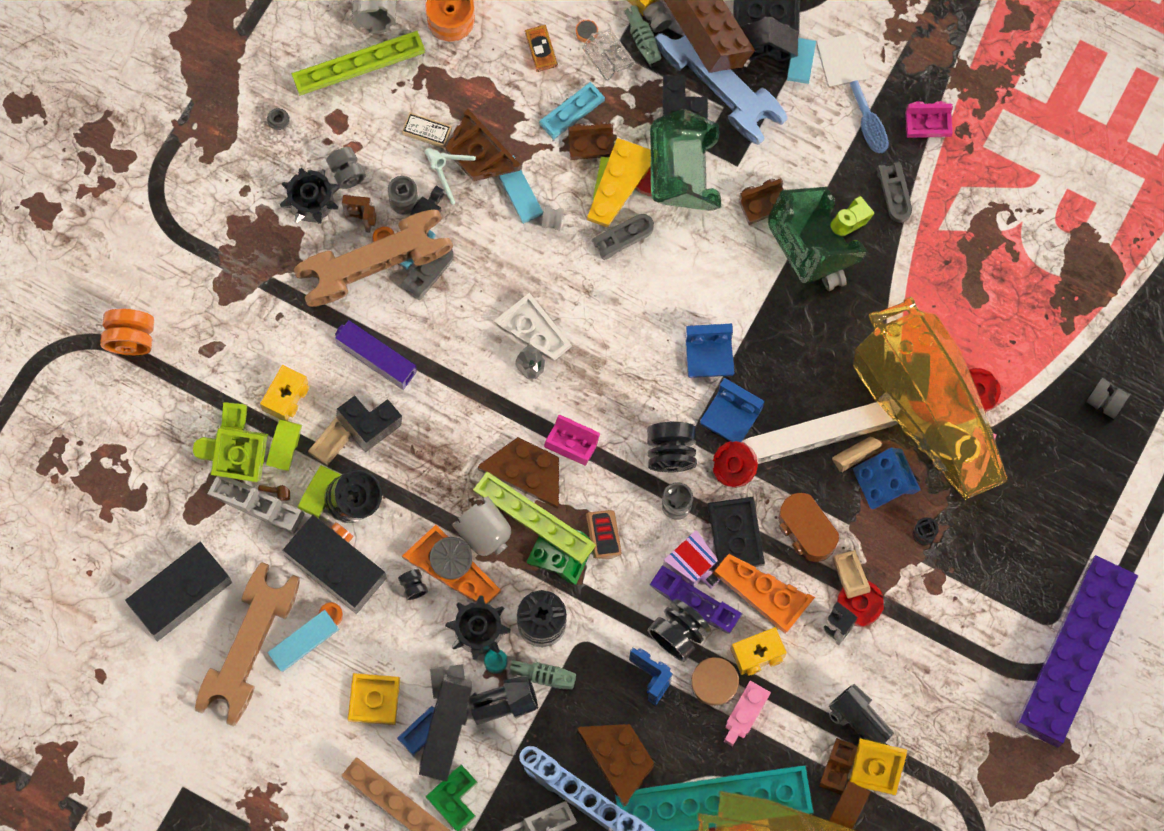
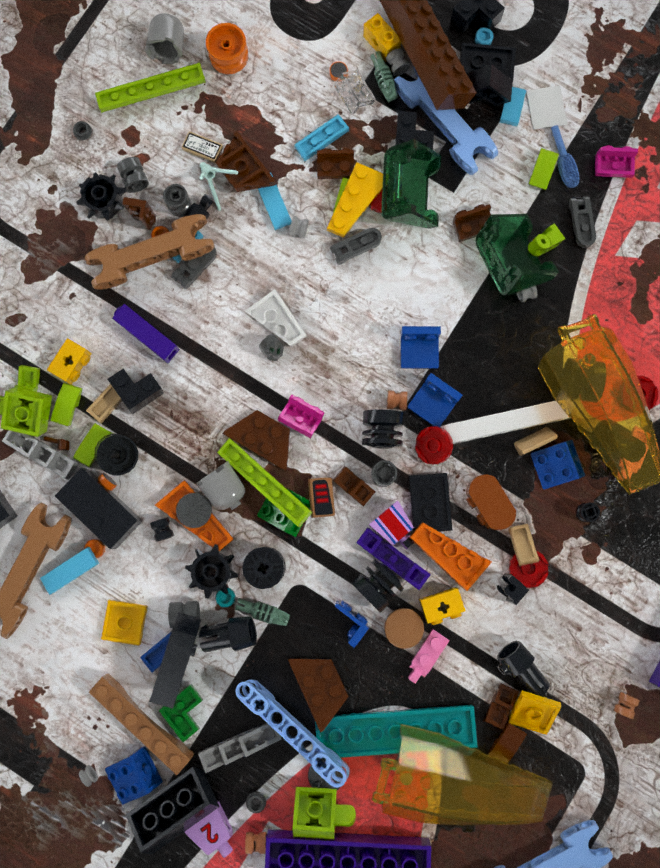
camera: 10 degrees right, 10 degrees up
(541, 48) = (300, 83): tile -> none
(642, 520) = (354, 486): none -> reddish brown slope
(687, 413) = (397, 399): none -> nougat wheel
(843, 132) = (543, 169): none -> lime slope
(988, 752) = (626, 705): none -> nougat wheel

